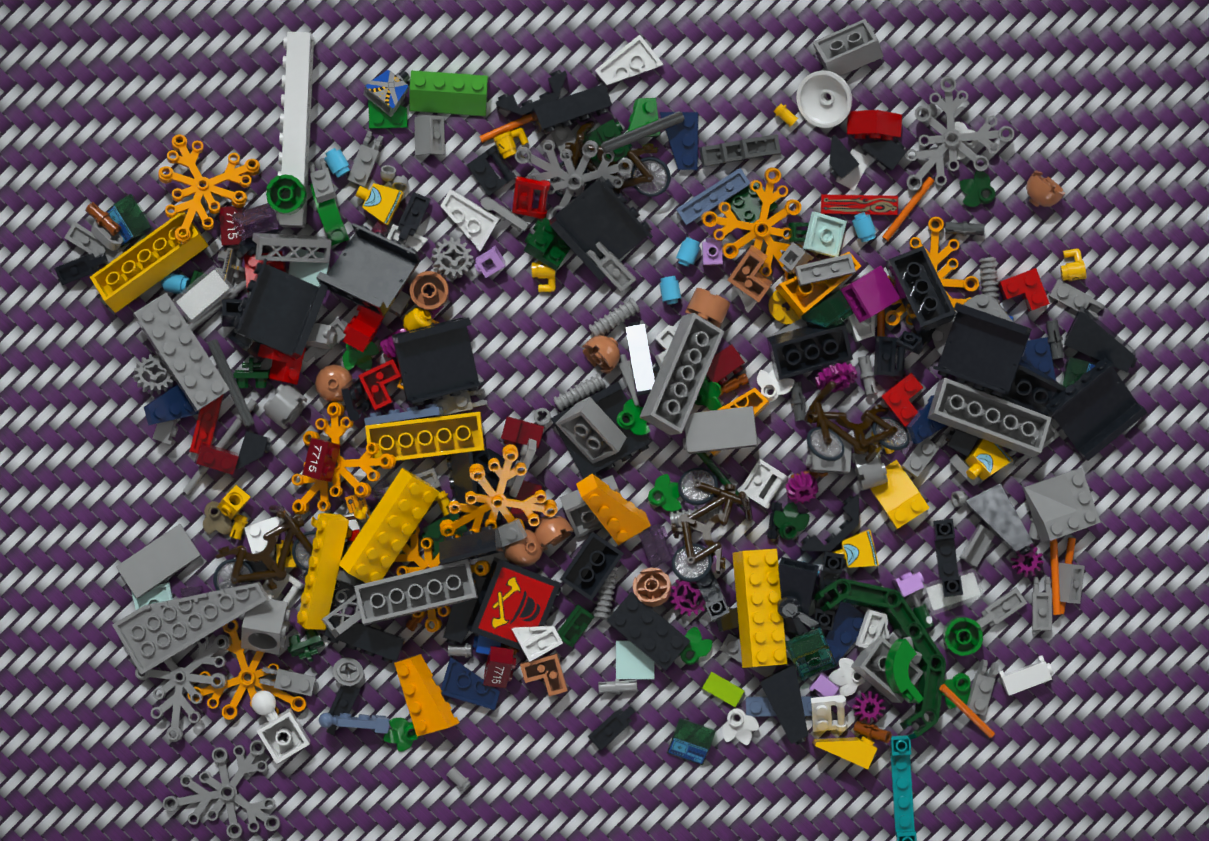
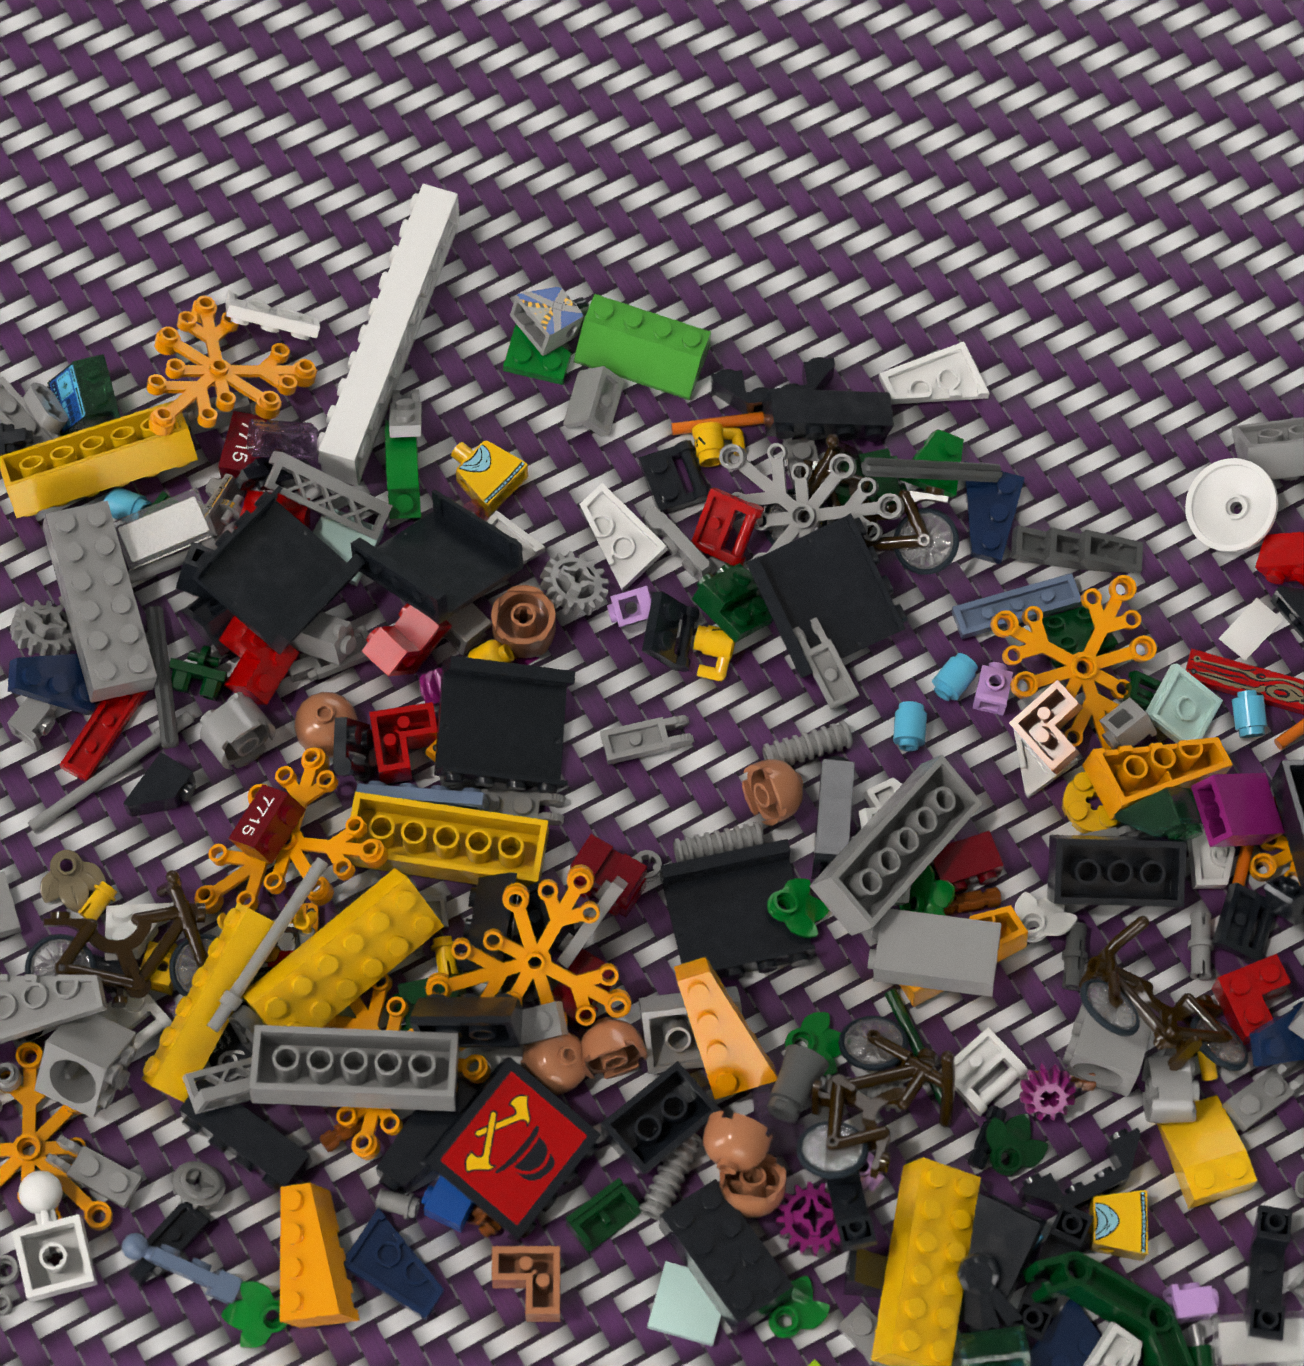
camera: 10 degrees right, 20 degrees down
(103, 219) = (48, 382): dark orange pin -> none
(213, 138) = (258, 312): none -> white wing
(216, 458) = (98, 780): dark red brick -> none
(236, 496) = (103, 858): yellow brick -> none
(275, 194) = (344, 418): green brick -> none
(306, 648) = (143, 1124): dark green hips -> none
(335, 569) = (232, 999): none -> light grey bar
(337, 162) = (437, 401): medium azure brick -> none
(361, 359) = (380, 694): green plate -> none
(365, 161) = (482, 411): light grey hinge -> none
(387, 173) = (511, 437): light grey hinge -> none
(400, 183) = (522, 453): light grey hinge -> none
(412, 216) = (531, 505): black hinge -> none
(499, 667) = (454, 1243): dark red brick -> none
(511, 272) = (663, 628): none -> black plate
(518, 341) = (644, 738): none -> light grey hinge
(536, 640) = (532, 1214): white wing -> none
(591, 430) = (722, 902): light grey slope -> none
(617, 686) = (646, 1339): light grey pin -> none
(626, 370) = (804, 829): light grey piece -> none
(637, 572) = (735, 1142): none -> nougat cylinder
(661, 527) = (795, 1082): none -> dark grey plant
(708, 306) = (974, 761): nougat brick -> none
(788, 117) = (1162, 517): yellow pin -> none
(825, 269) = (1173, 747): light grey plate -> none
(840, 159) = (1237, 605): black slope -> none
(840, 373) = (1156, 936): magenta gear -> none

